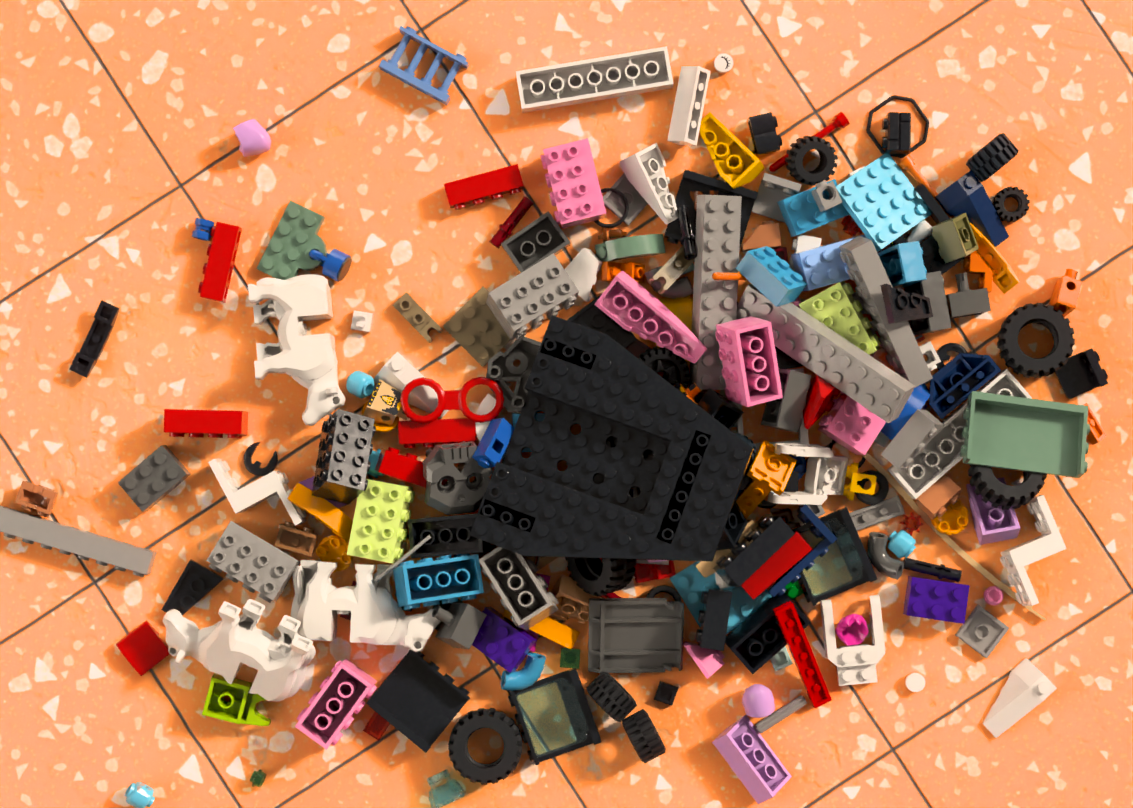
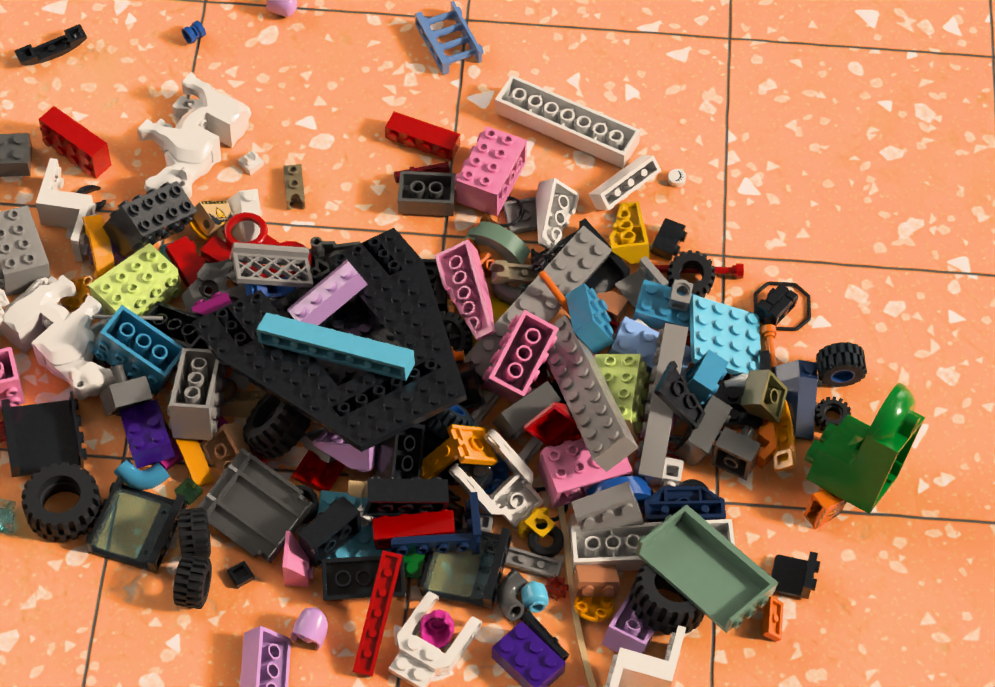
camera: 35 degrees right, 30 degrees down
(220, 262) = (186, 59): red brick -> none
(296, 539) = (63, 262): medium nougat bracket -> none
(299, 247) = (254, 88): sand green plate -> none
(360, 384) = (209, 192): medium azure head -> none
(467, 499) = (205, 307): none -> magenta slope
(470, 422) = (272, 256): none -> light grey fence
(477, 329) = (338, 220): dark tan plate -> none
(532, 297) = (387, 208): light grey brick -> none
(554, 428) = (328, 295): none -> lavender slope
(583, 272) = (445, 235): white slope -> none
(614, 482) = (336, 346): none -> medium azure brick
(781, 659) = (356, 615): light aqua tile -> none
(781, 714) = (320, 658): light grey axle -> none
(1054, 322) = (769, 539): black tyre -> none
(1077, 240) = (865, 460): none -> green piece

